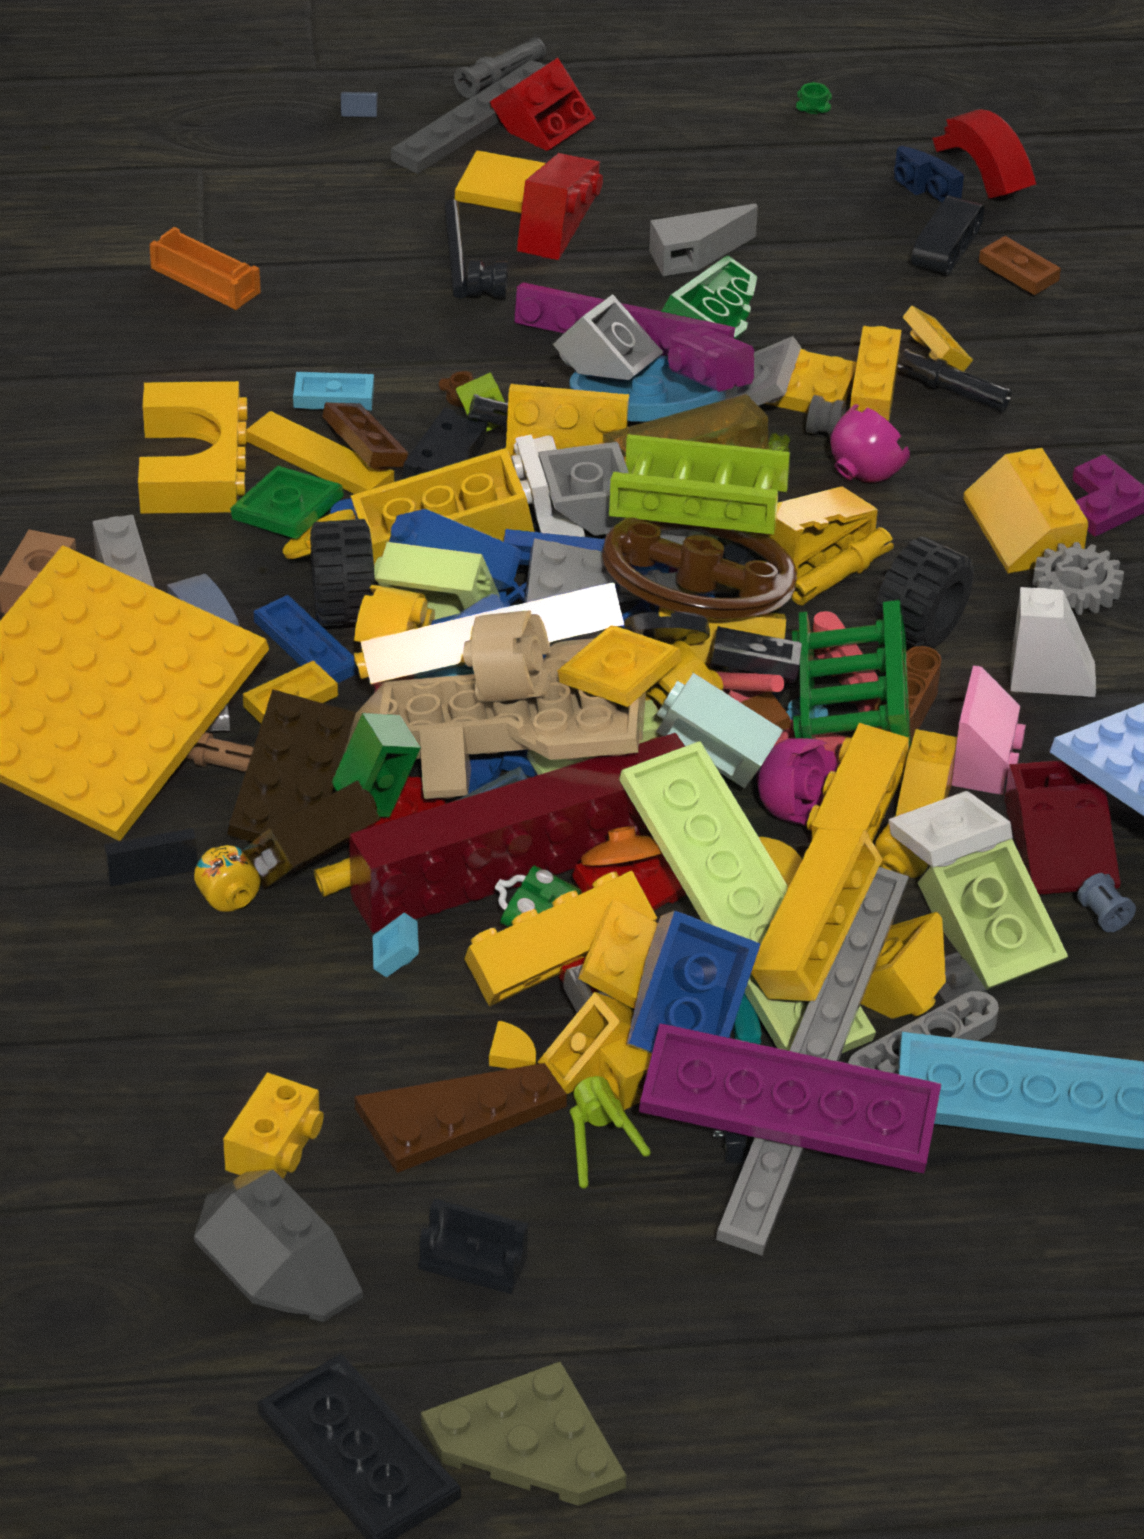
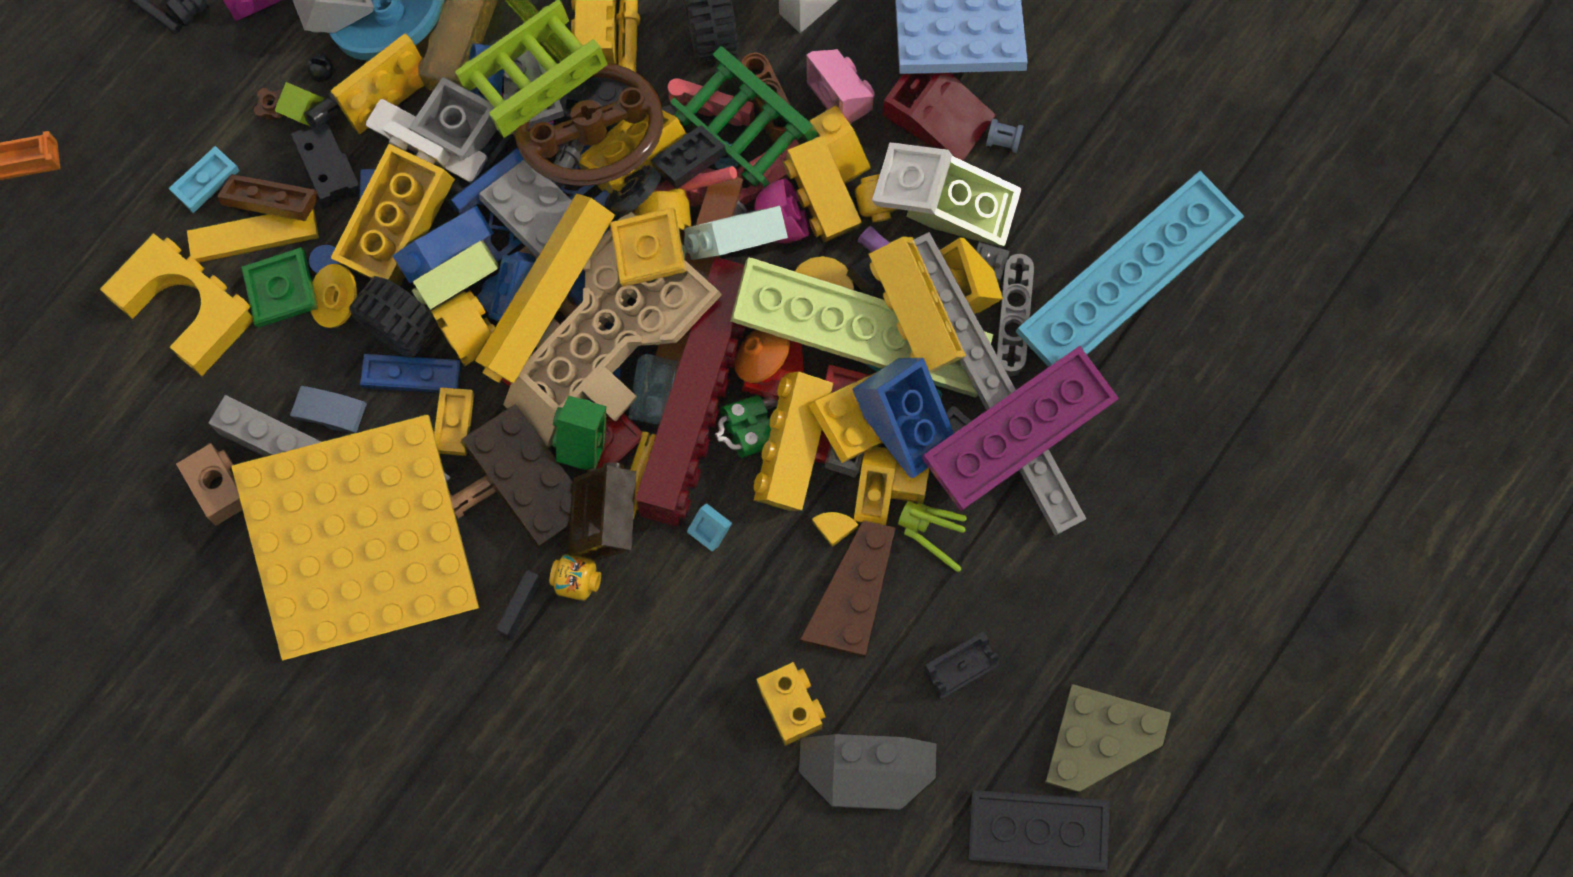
camera: 45 degrees left, 30 degrees up
(508, 656) = (592, 304): tan brick -> none

